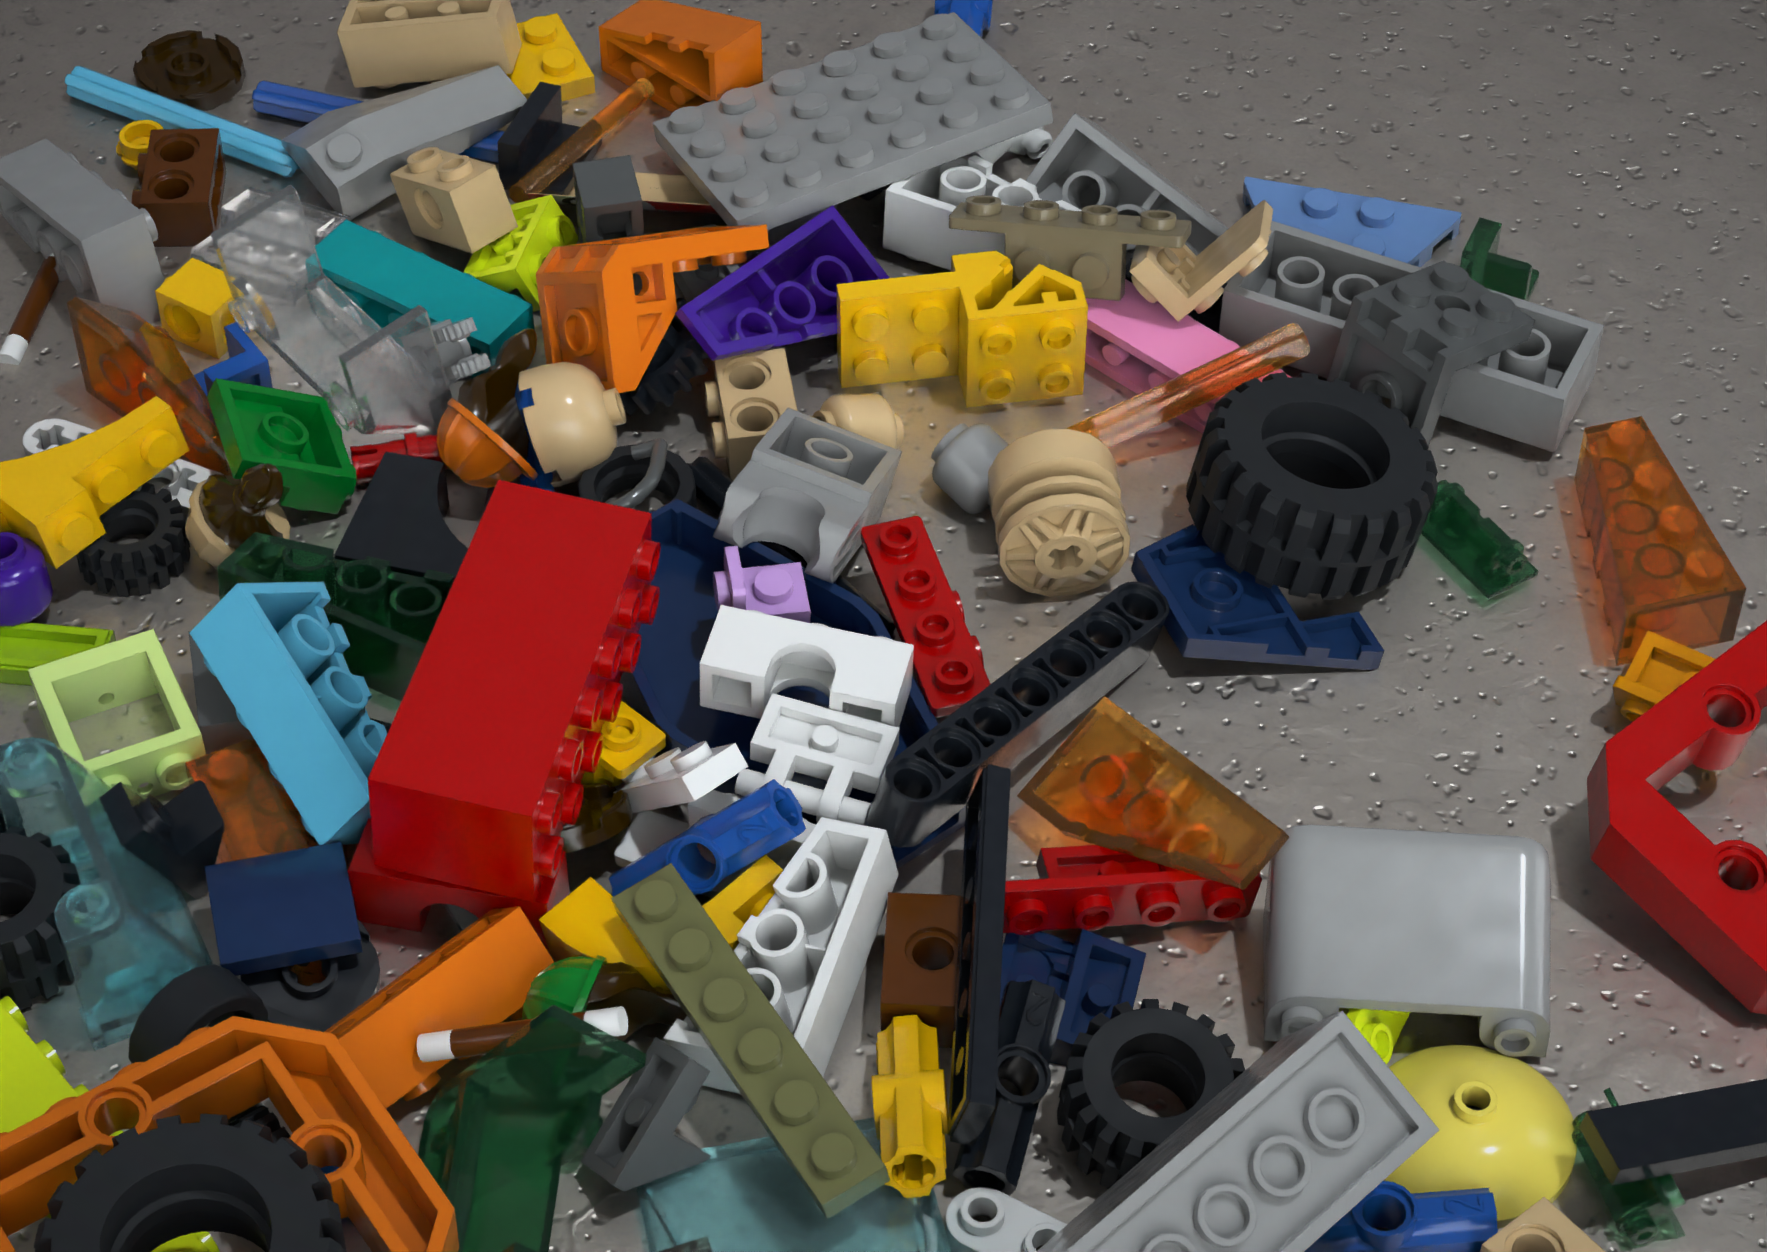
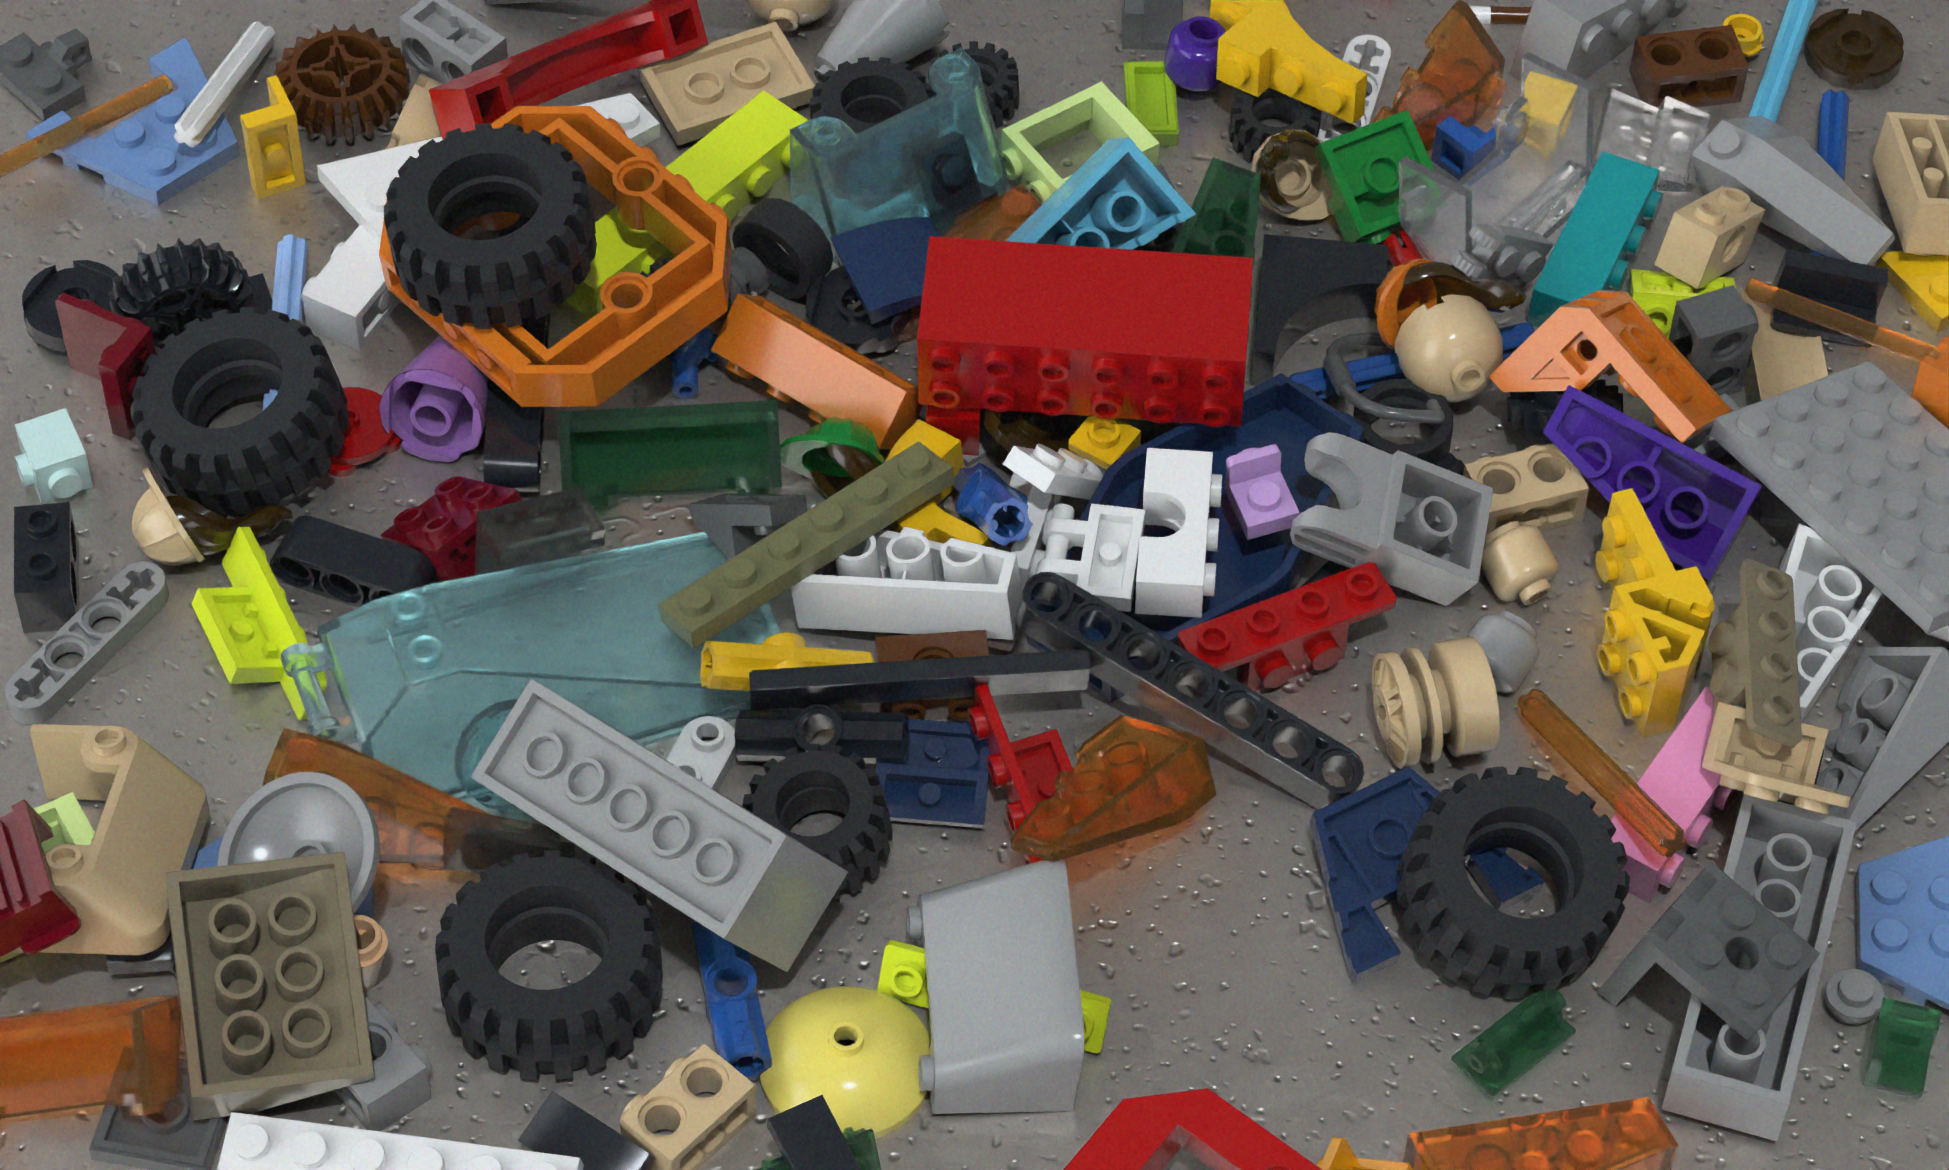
camera: 80 degrees right, 5 degrees up
(482, 1039) = (787, 412): bar -> none

